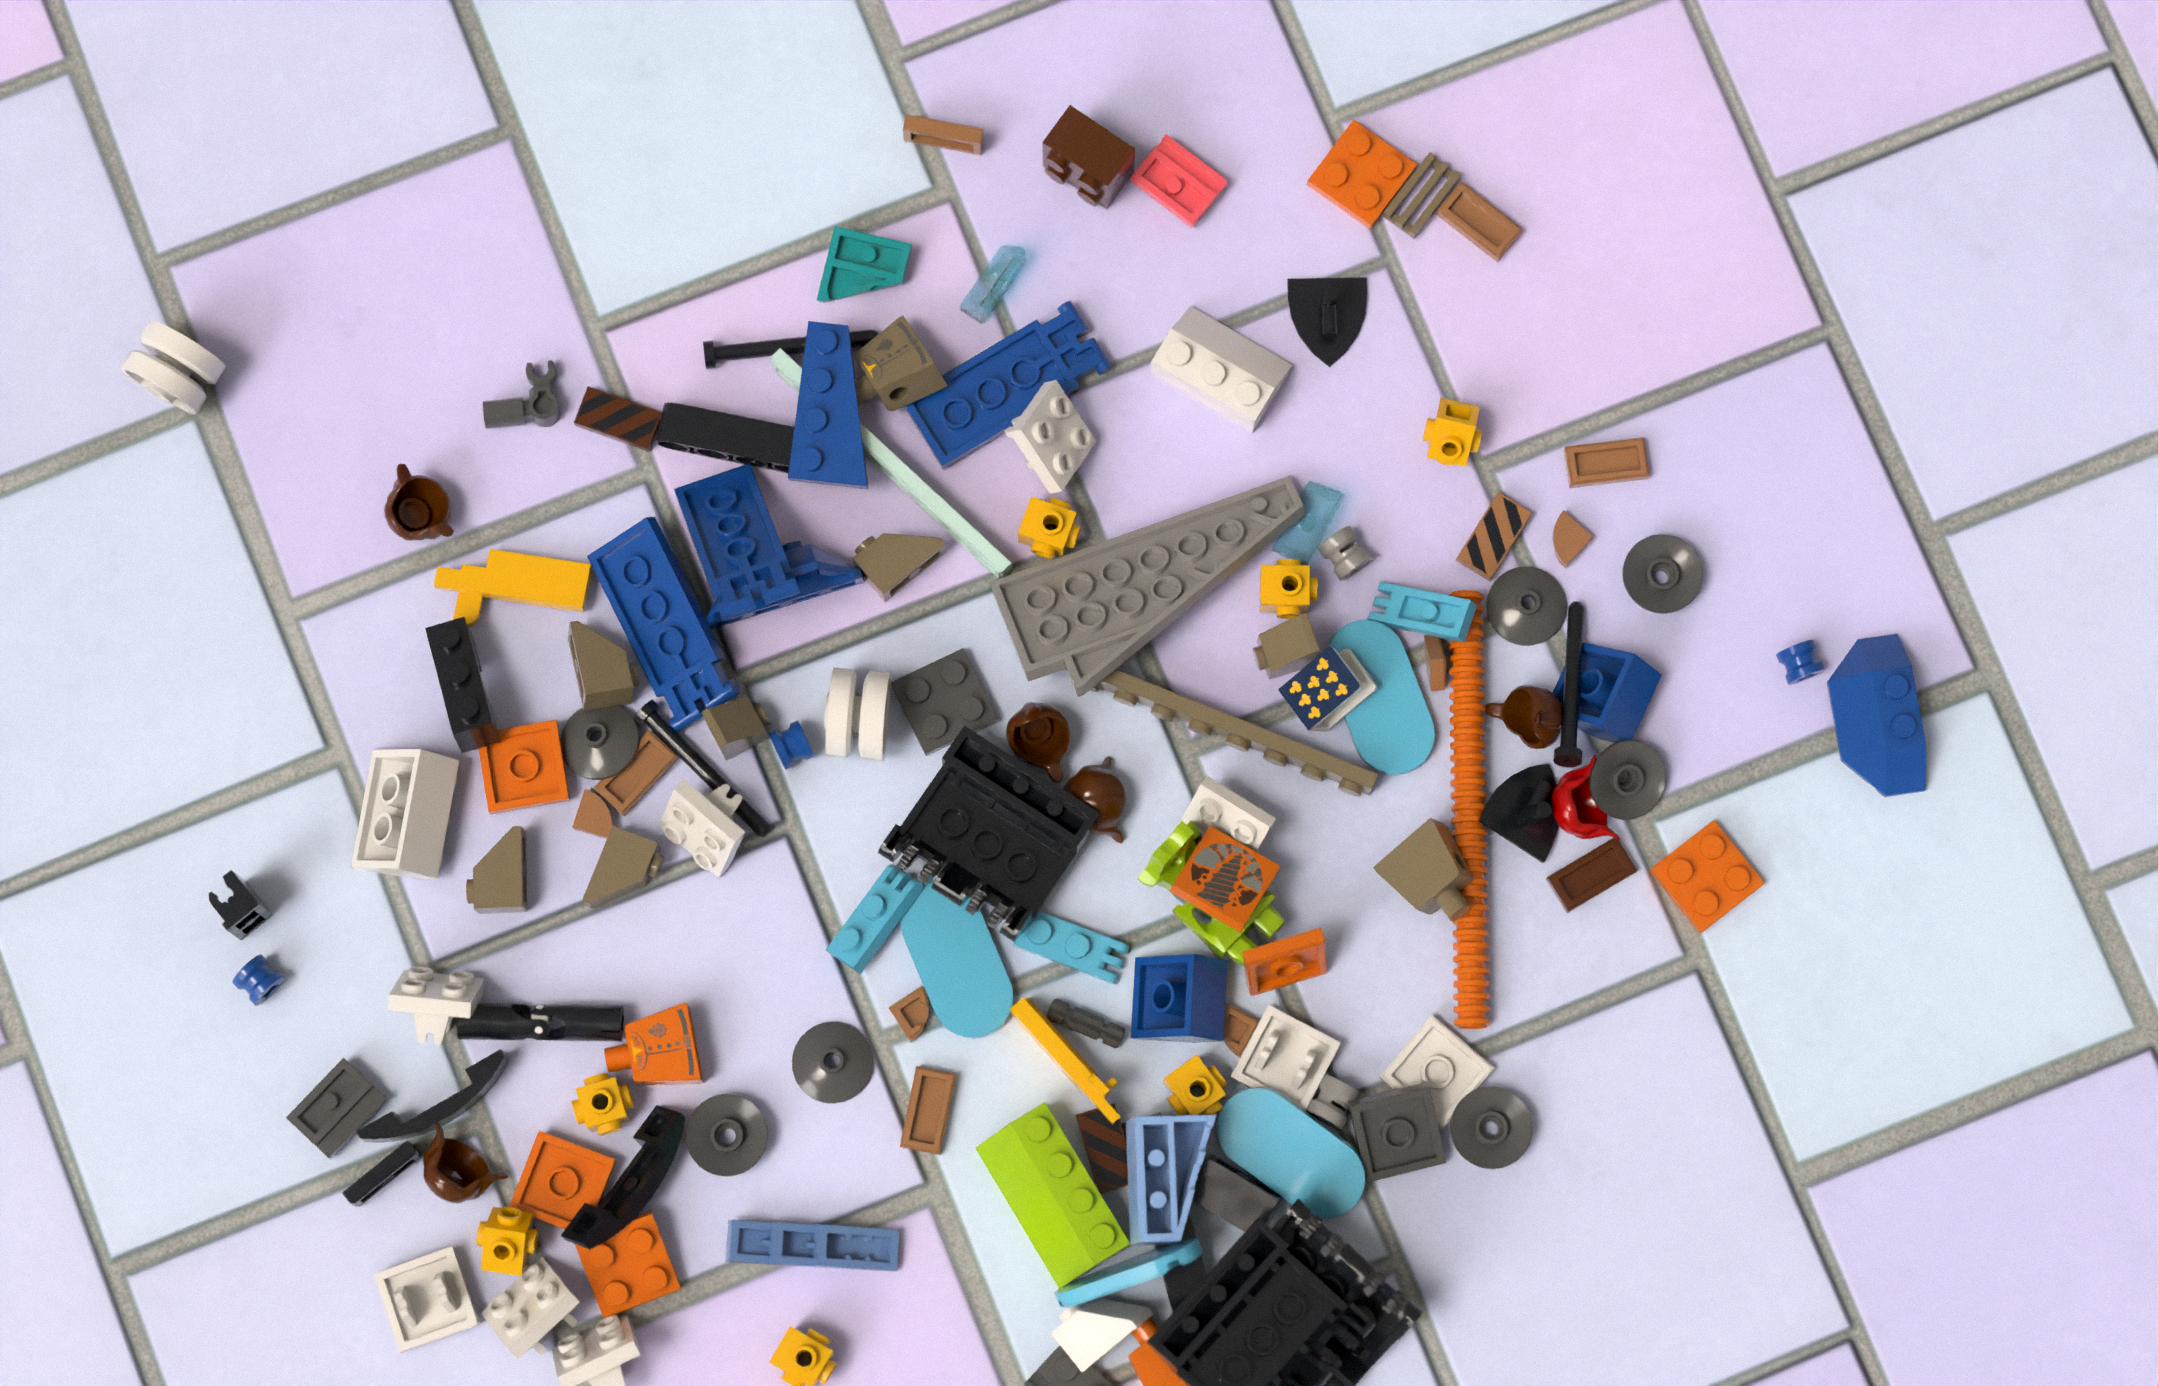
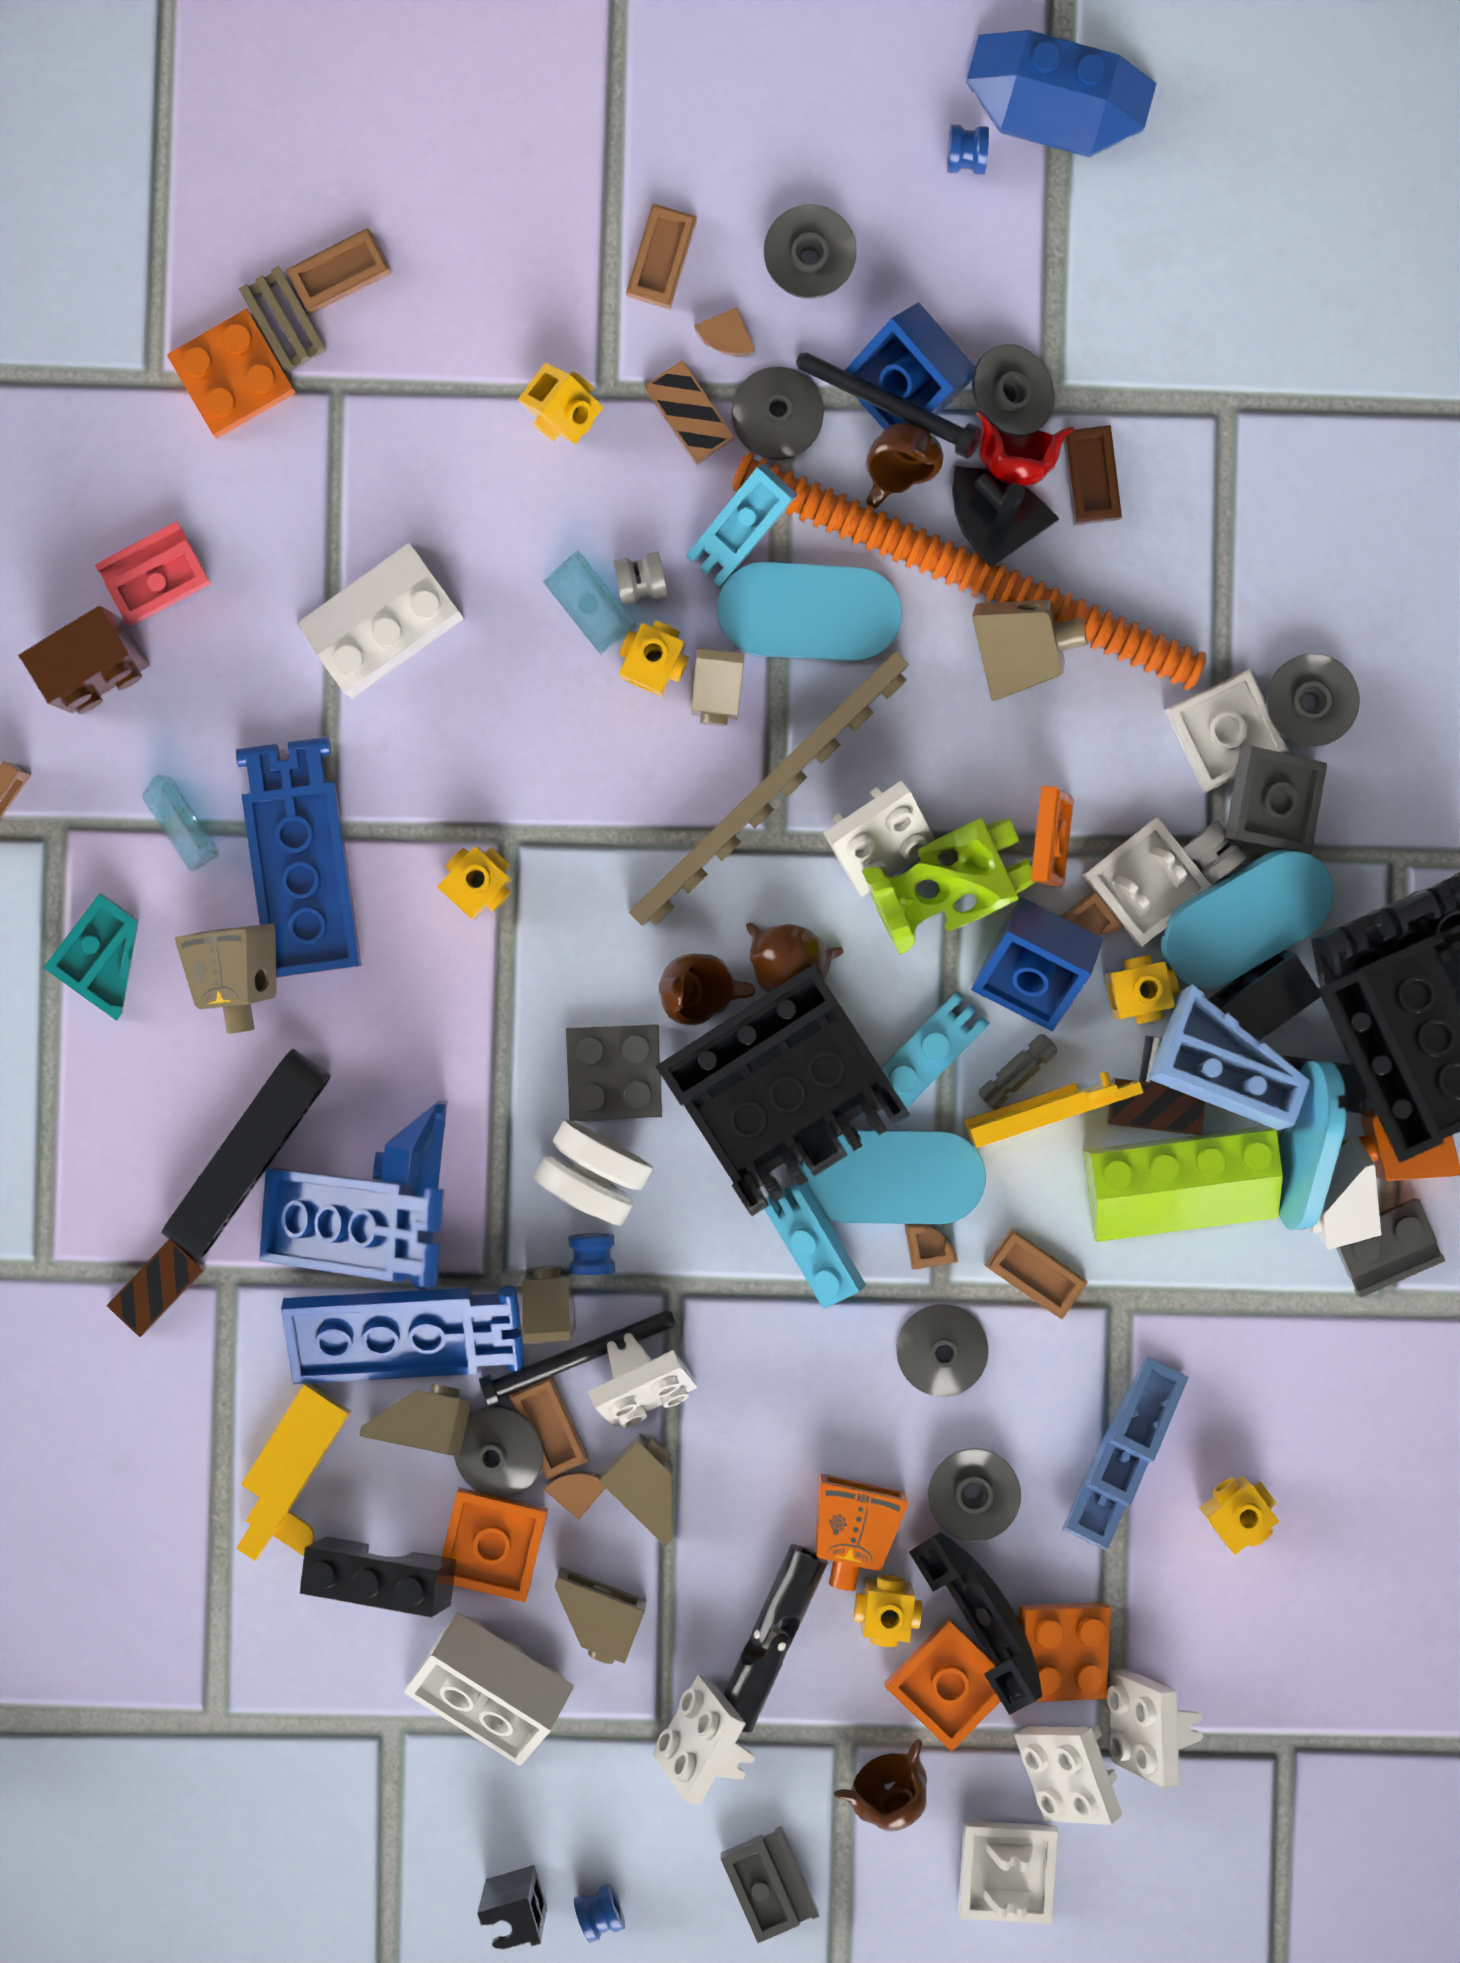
camera: 65 degrees left, 10 degrees up
(382, 1174) = (859, 1867): black tile -> none
(417, 507) = (162, 1544): reddish brown hair -> none
(483, 1077) = (815, 1831): black slope -> none
(507, 1240) = (987, 1769): yellow brick -> none
(540, 409) = (107, 1365): dark grey bar -> none
(768, 348) = (153, 1076): black bar -> none
(827, 421) = (258, 1069): blue wing -> none
(895, 560) = (440, 1059): dark tan slope -> none
(911, 484) = (332, 1020): light aqua tile -> none
(1052, 436) = (380, 836): white plate -> none
(1118, 595) = (582, 837): light grey wing -> none
(1225, 878) = (944, 863): orange tile -> none
(1327, 313) = (368, 480): black shield -> none
(1328, 689) = (782, 662): piece -> none
(1435, 662) = (799, 536): medium nougat tile -> none
(1706, 876) = (1147, 355): orange plate -> none

